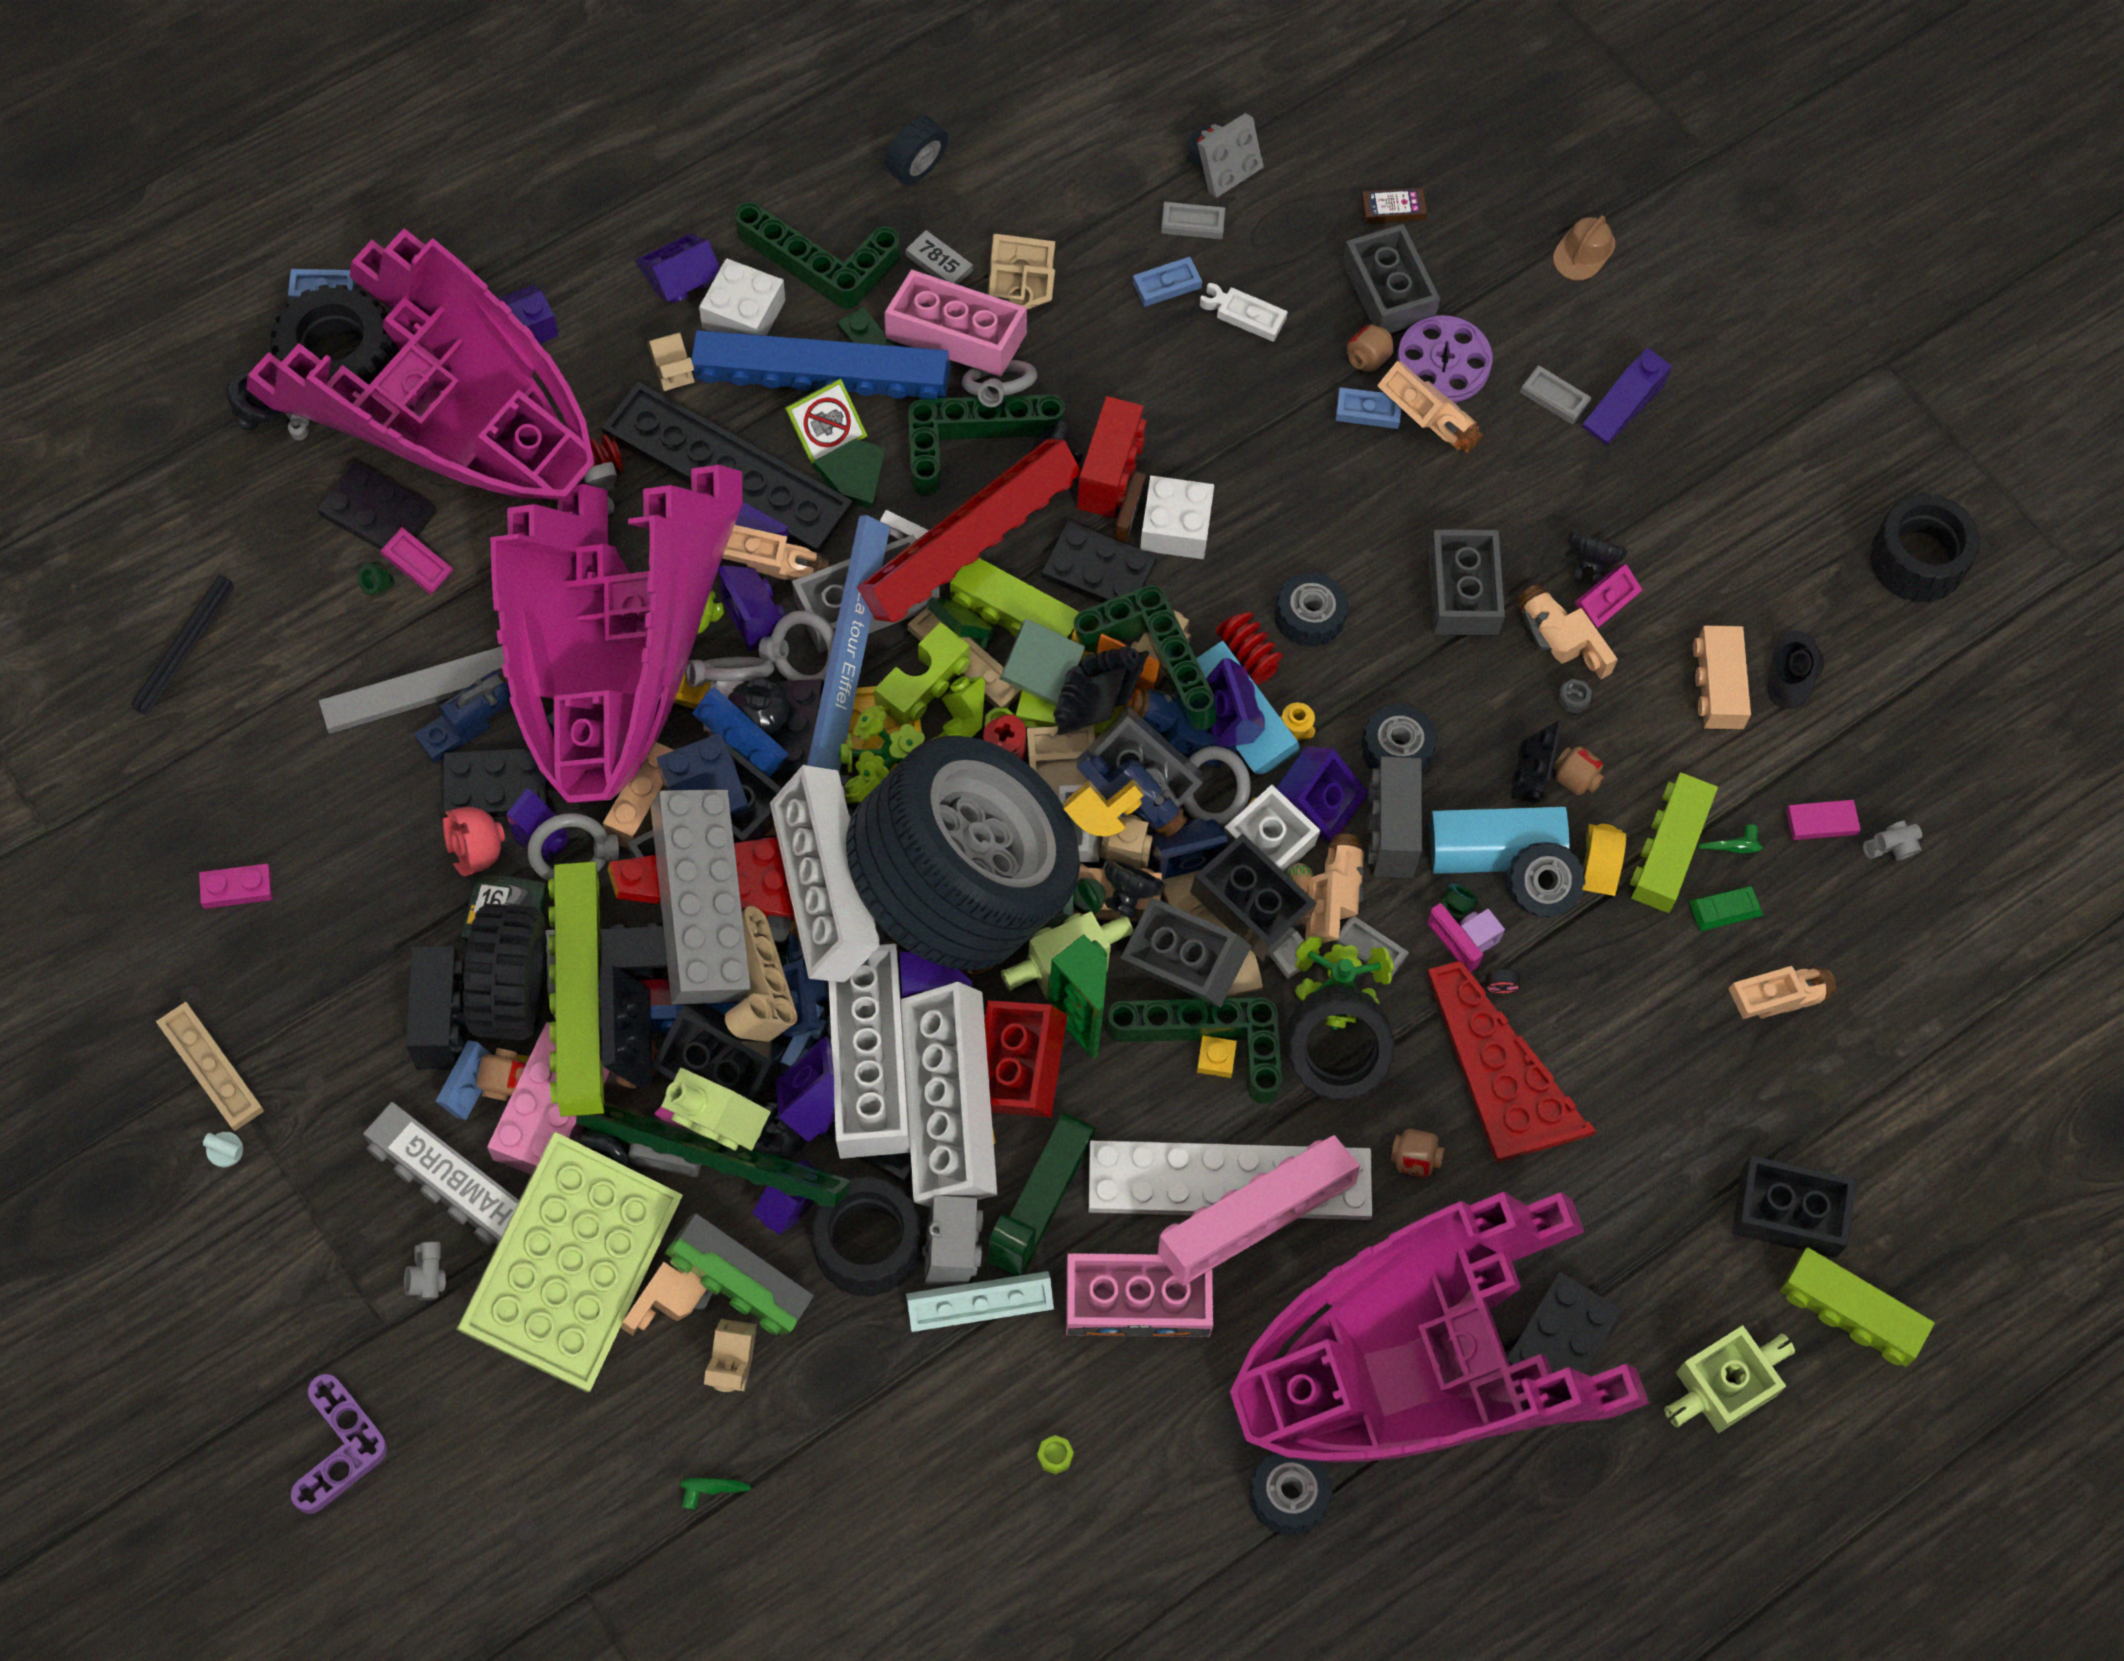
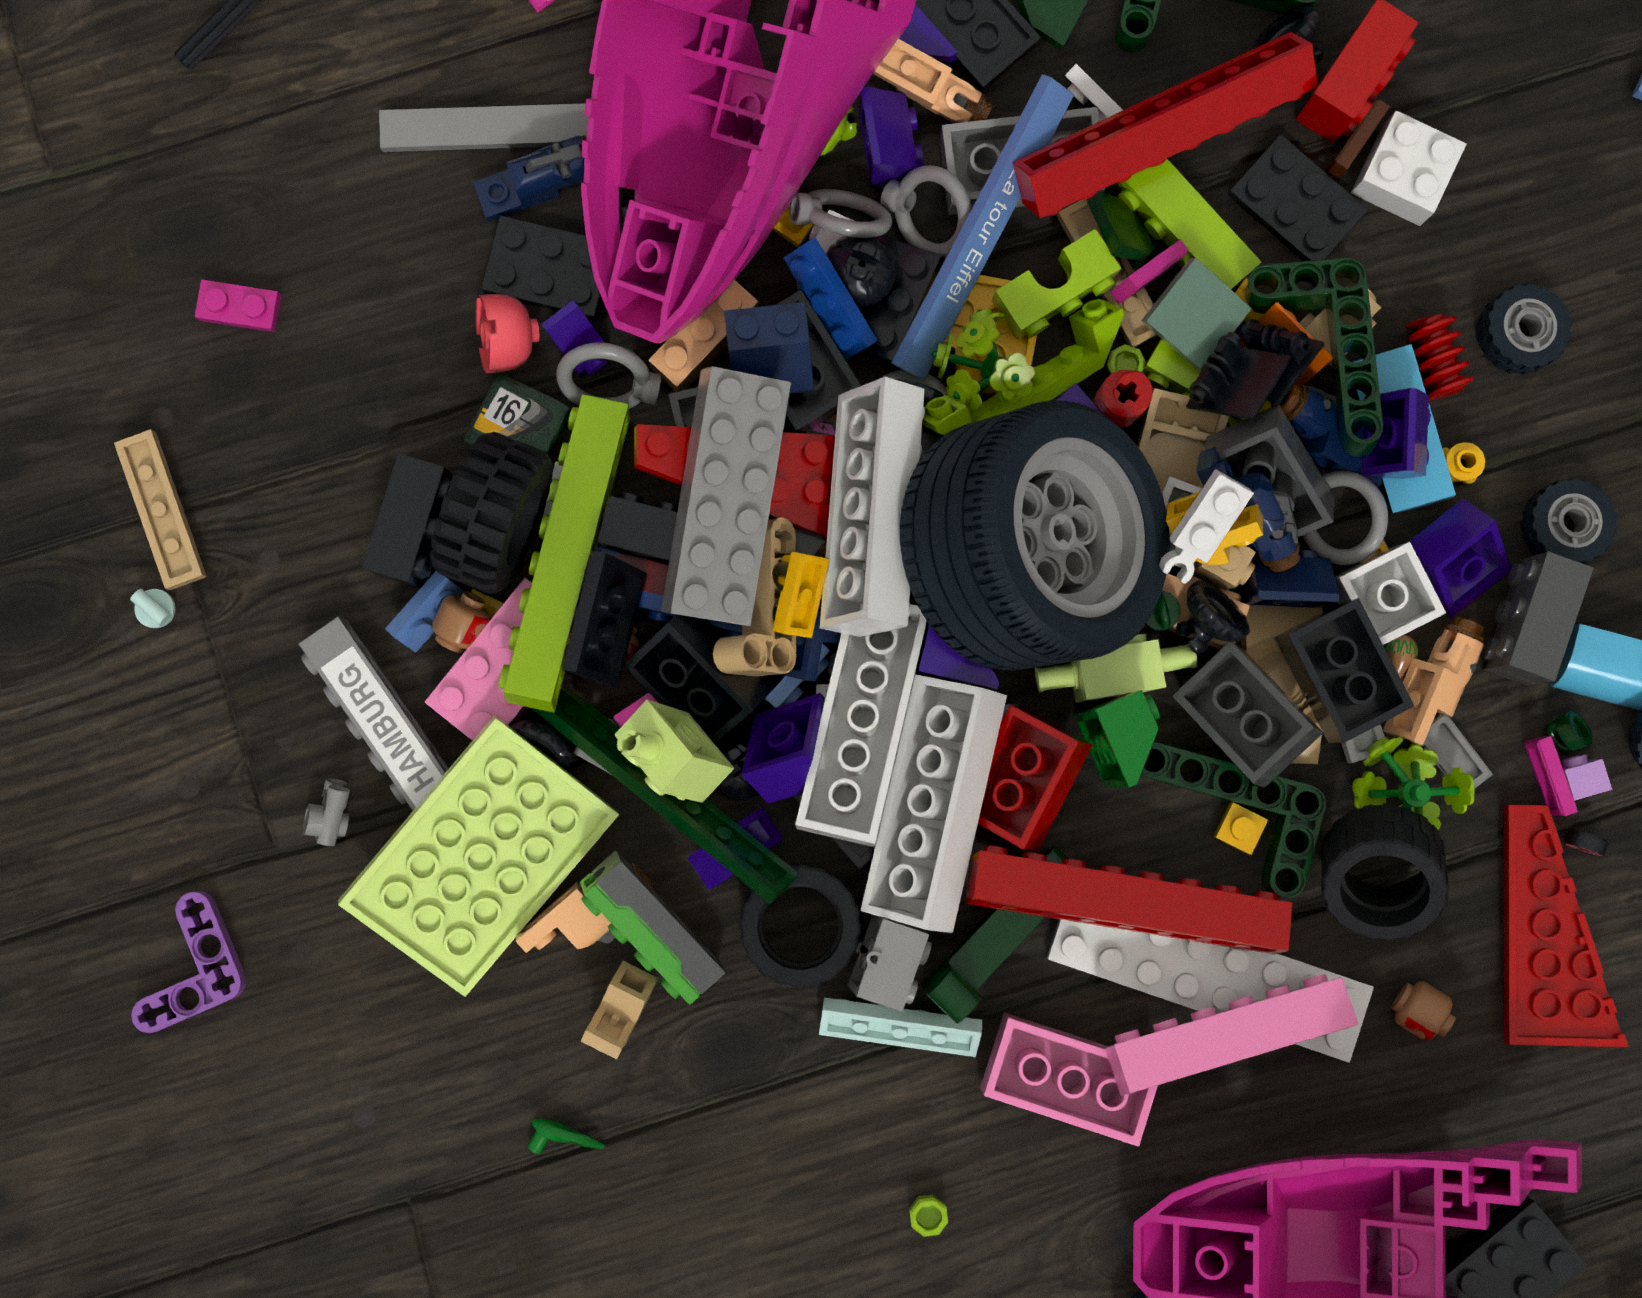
camera: 20 degrees right, 20 degrees up
(784, 956) = (800, 594): none -> yellow plate
(995, 645) = (1149, 271): none -> dark pink tile
(1094, 797) = (1206, 523): none -> white plate
(1138, 1131) = (1128, 901): none -> red brick

